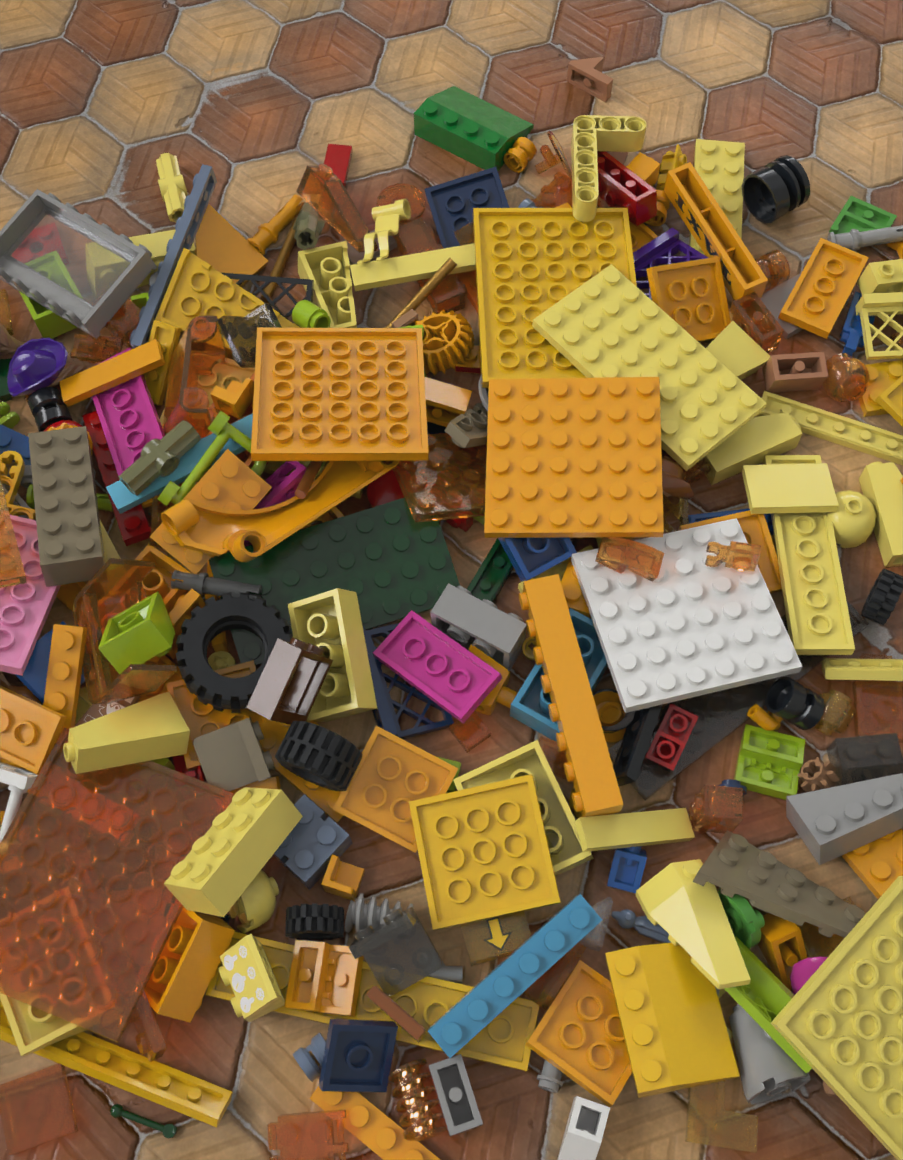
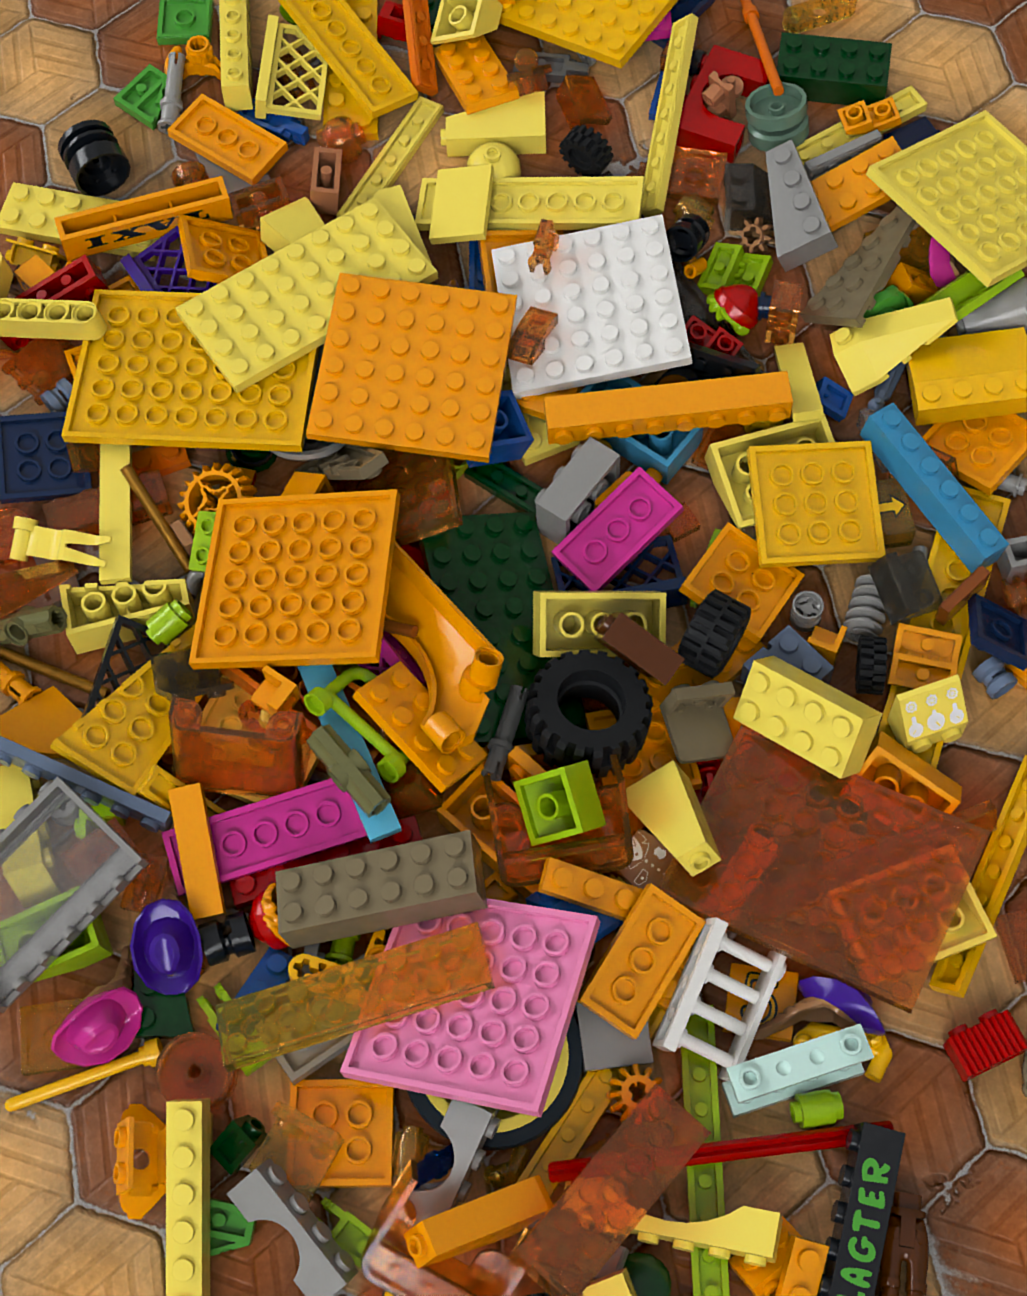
camera: 80 degrees left, 0 degrees up
(377, 852) = (808, 604): none -> light grey wheel
(715, 758) = (736, 305): none -> red hair

